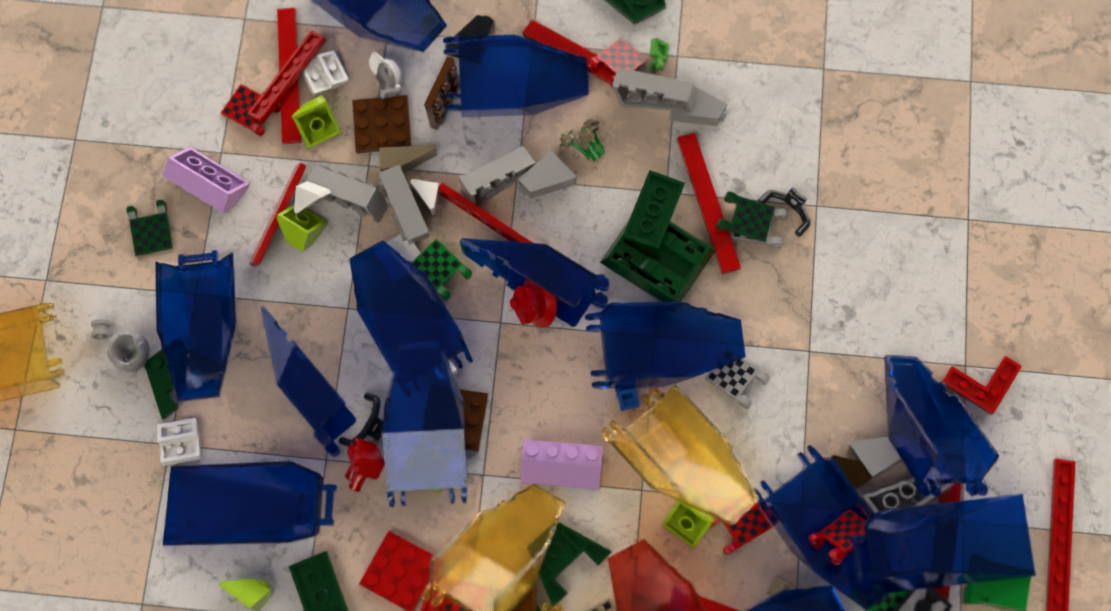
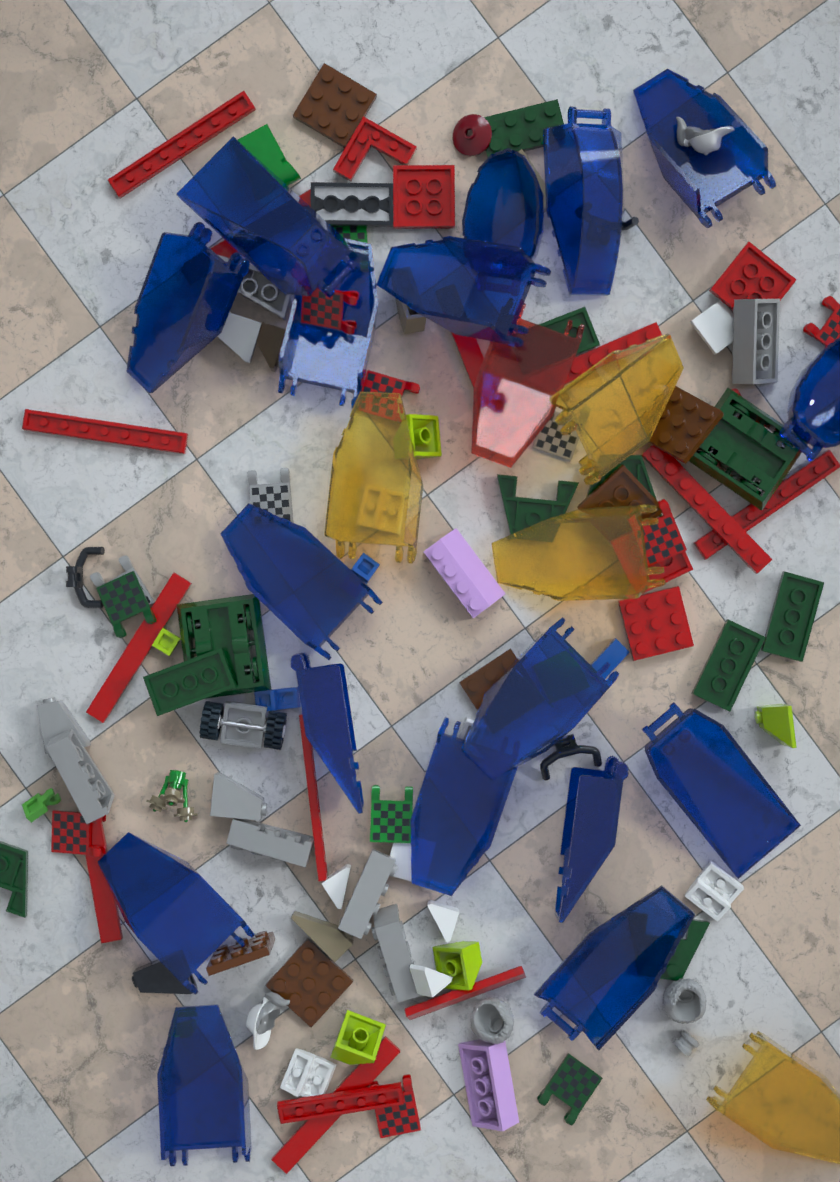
camera: 130 degrees left, 15 degrees up
(243, 214) = (492, 1020): none -> light grey hair
(340, 244) = (445, 917): none -> white slope
(365, 463) = (602, 725): red brick -> none
(407, 514) = (613, 654): none -> blue slope
(534, 305) = (360, 707): red piece -> none
(592, 223) = (243, 725): none -> plate
(592, 256) = (278, 698): none -> blue slope
(695, 222) = (166, 642): none -> lime plate
(882, 306) = (105, 431): none -> red tile
(987, 396) = (112, 287): red plate -> none

